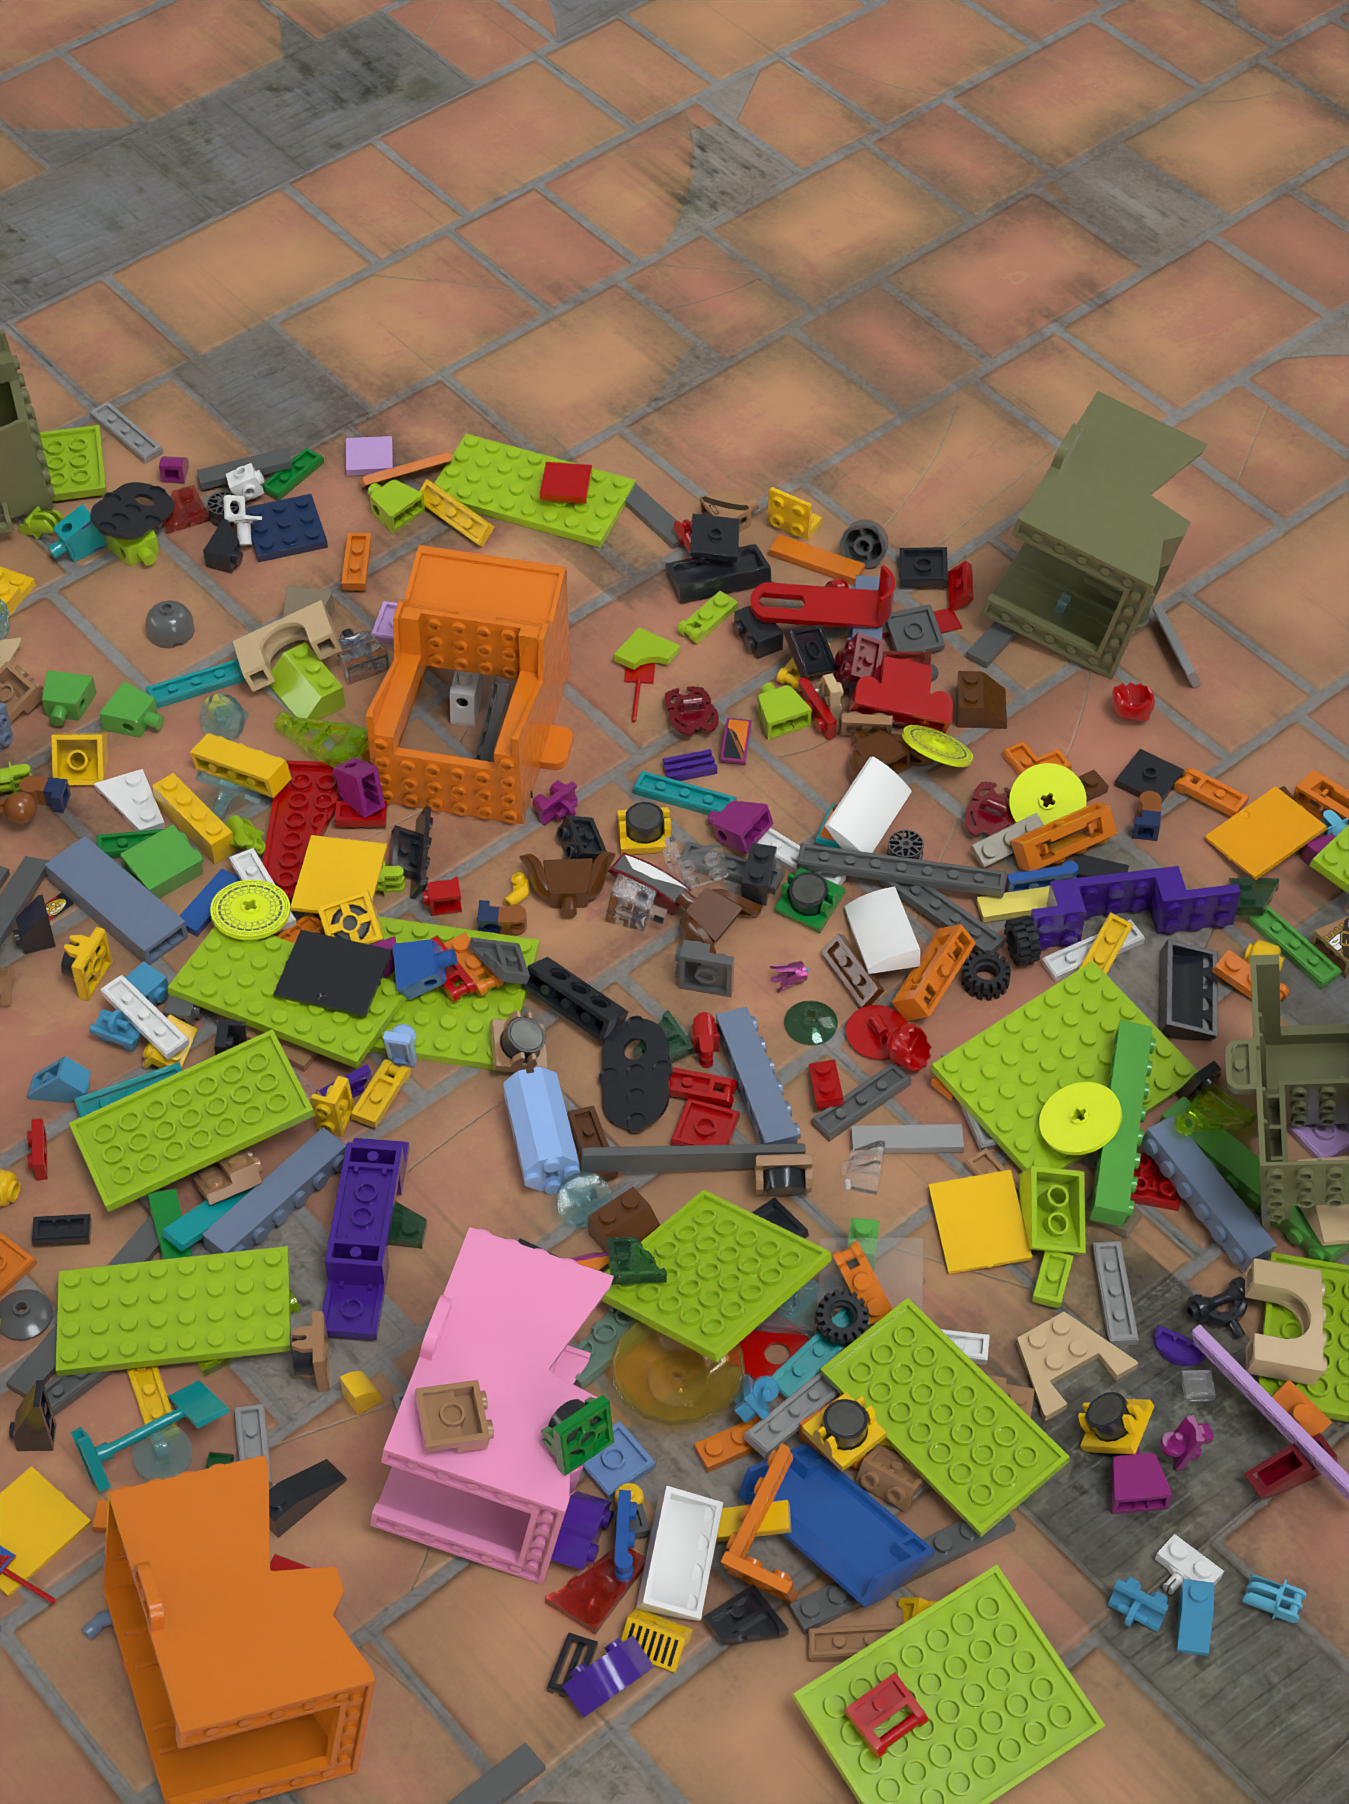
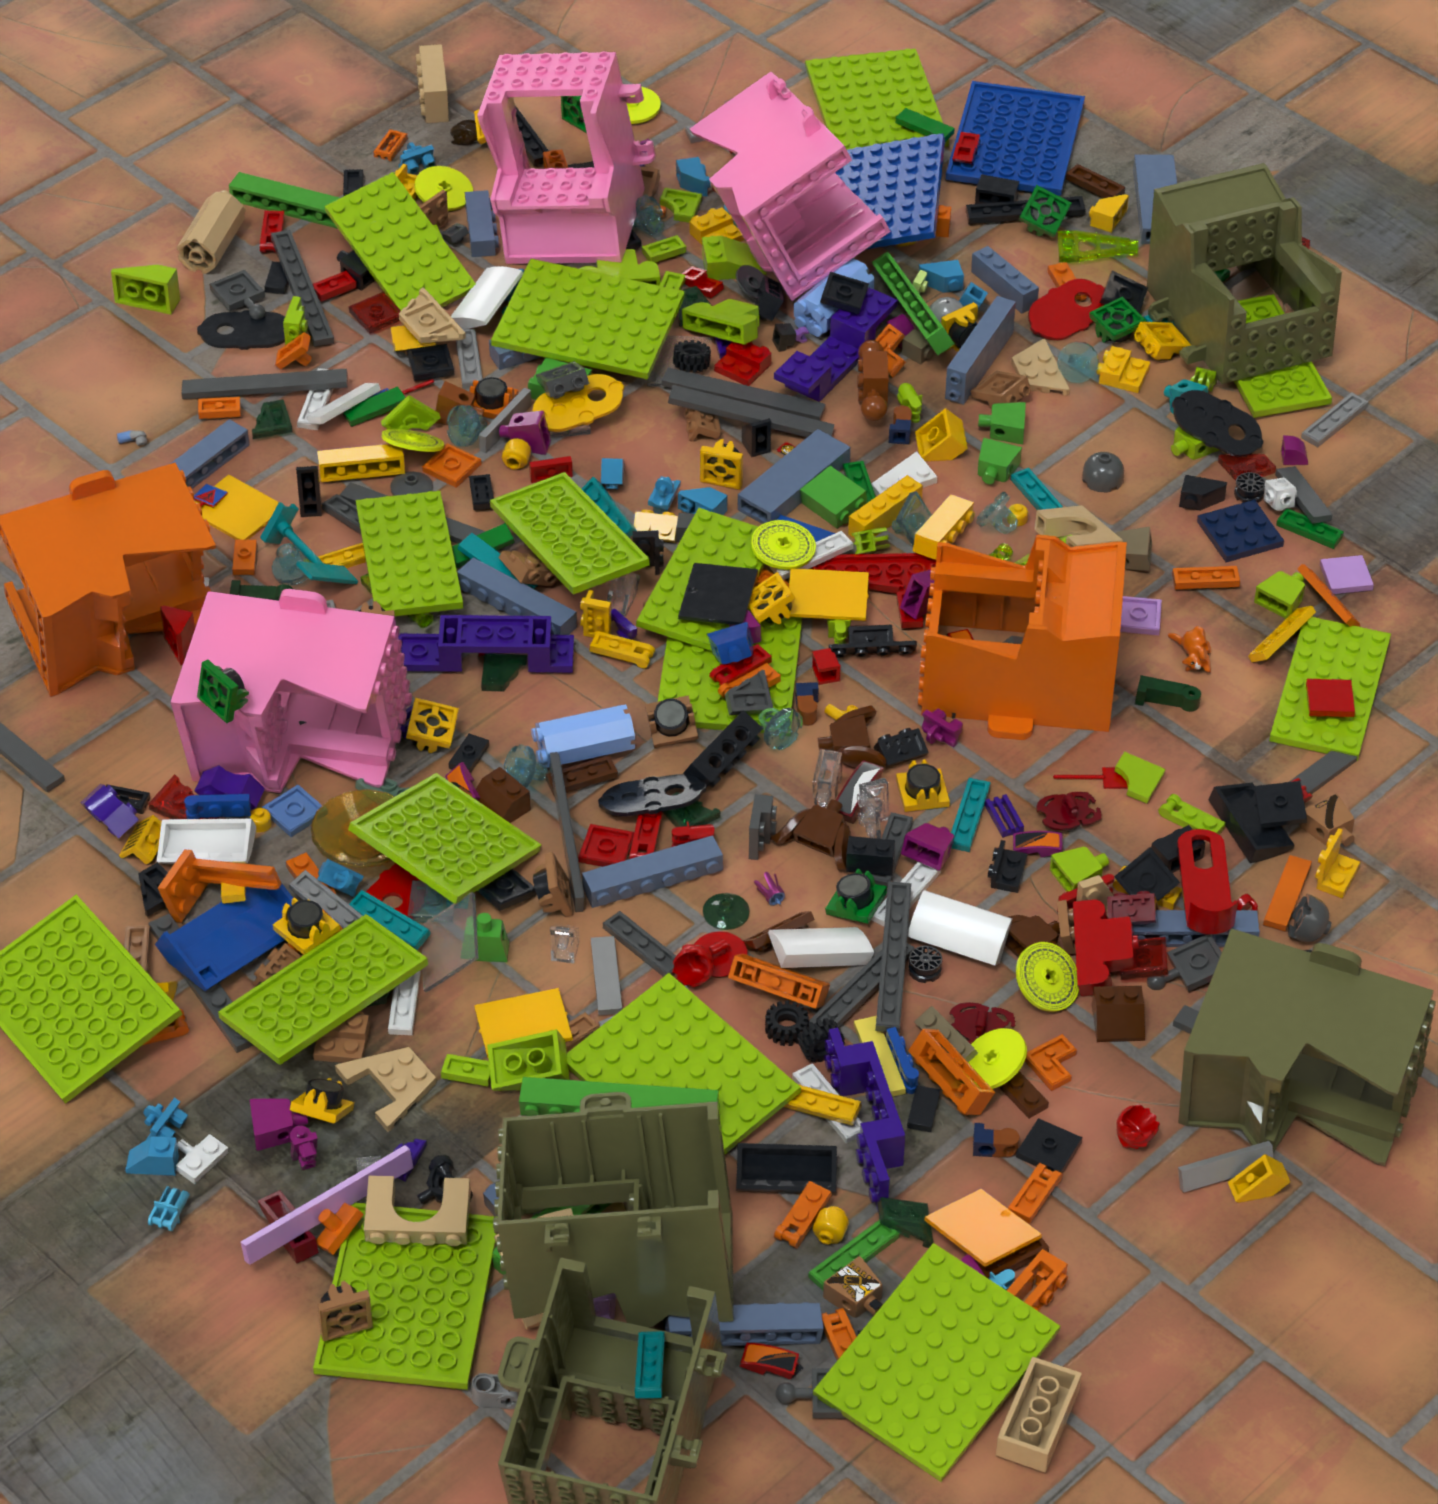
camera: 85 degrees right, 5 degrees down
(145, 1017) = (670, 500): white tile -> none
(240, 519) = (1232, 495): white bracket -> none
(400, 1045) = (660, 647): light blue tile -> none
(454, 1417) = (228, 619): medium nougat plate -> none
(550, 939) = (782, 727): none -> clear light blue tile
(632, 1263) = (452, 789): clear green wing -> none
(769, 770) = (1007, 869): none -> black bracket
(826, 1084) = (655, 917): red plate -> none
(846, 1301) = (405, 910): black tyre -> none
(863, 1281) = (444, 932): orange plate -> none
(880, 1705) = (64, 942): red plate -> none
(1085, 1099) = (614, 1068): neon yellow piece -> none
(1115, 1293) = (458, 1115): light grey tile -> none
(1193, 624) = (1259, 1180): none -> yellow slope

